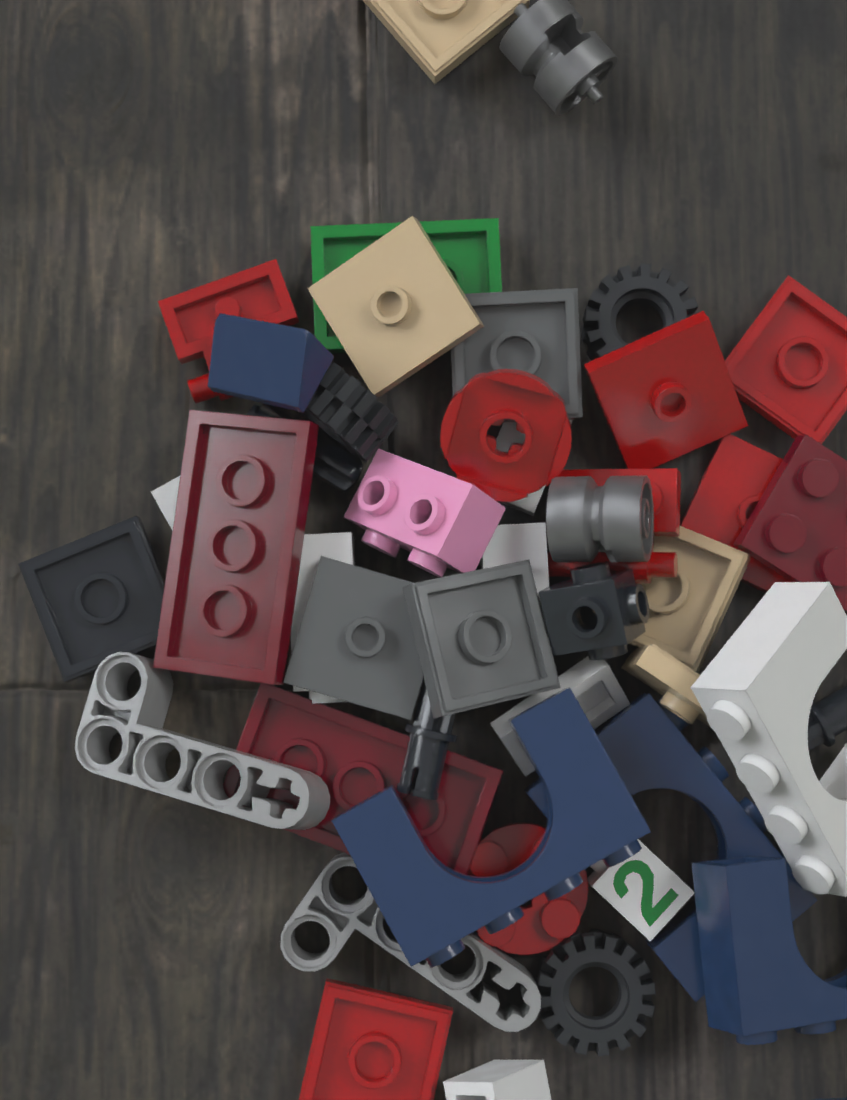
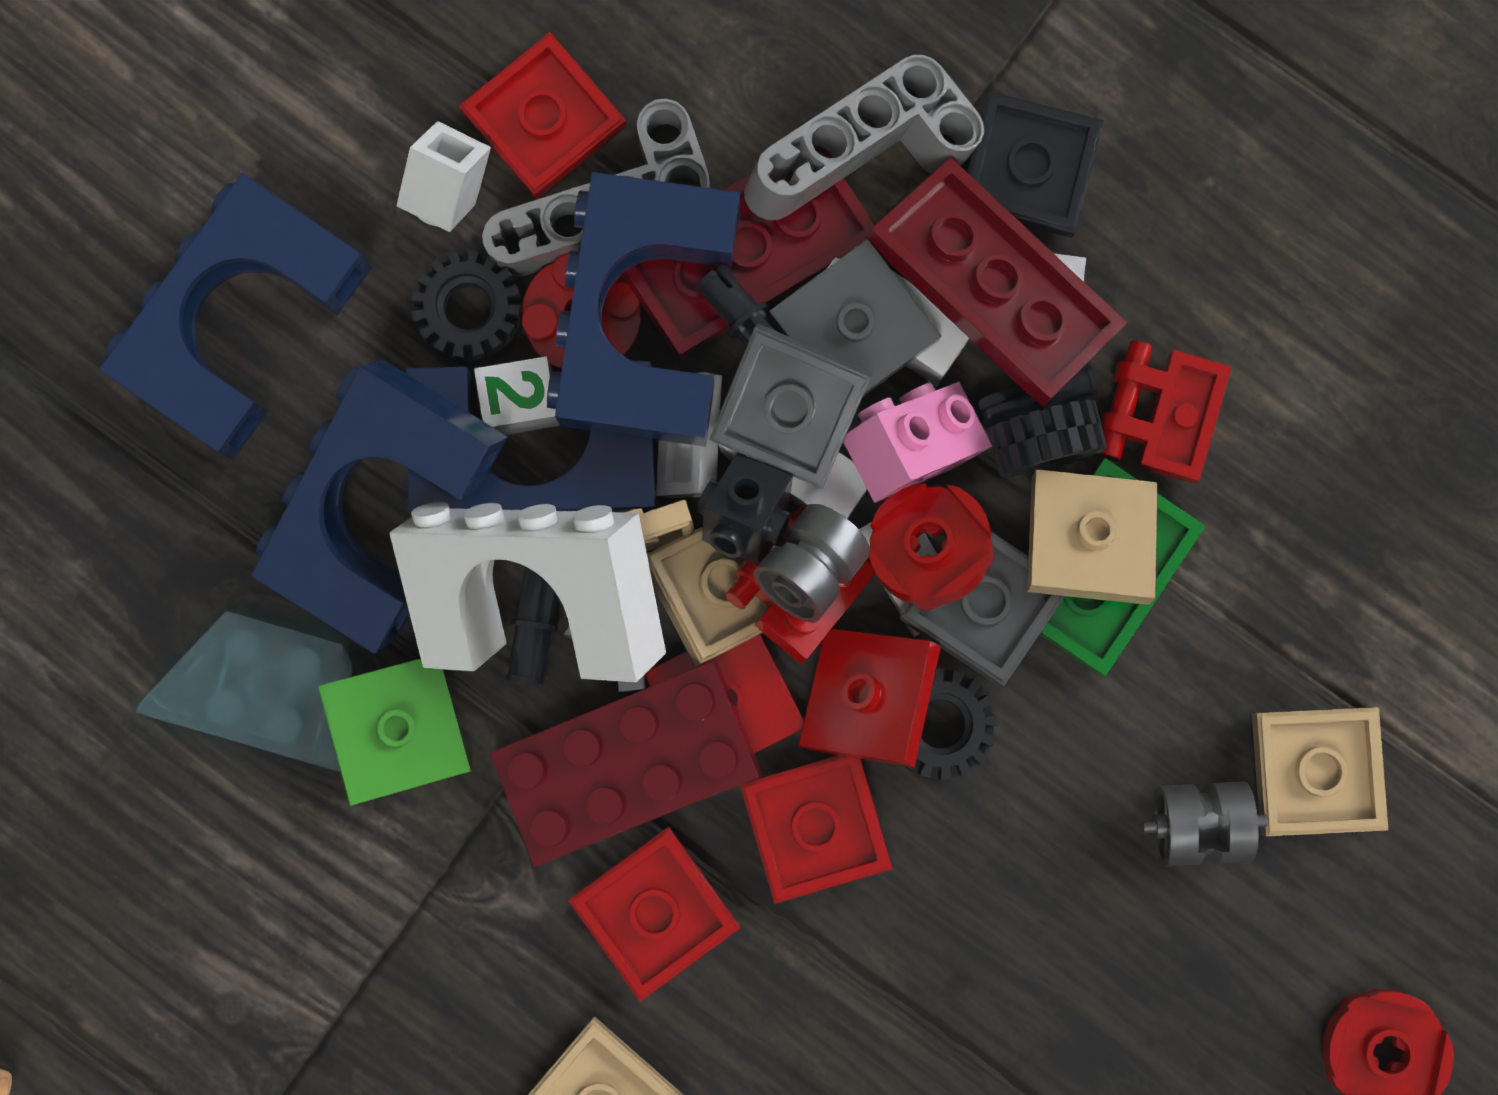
camera: 120 degrees right, 0 degrees up
(266, 362) = (1119, 401): dark blue slope -> none

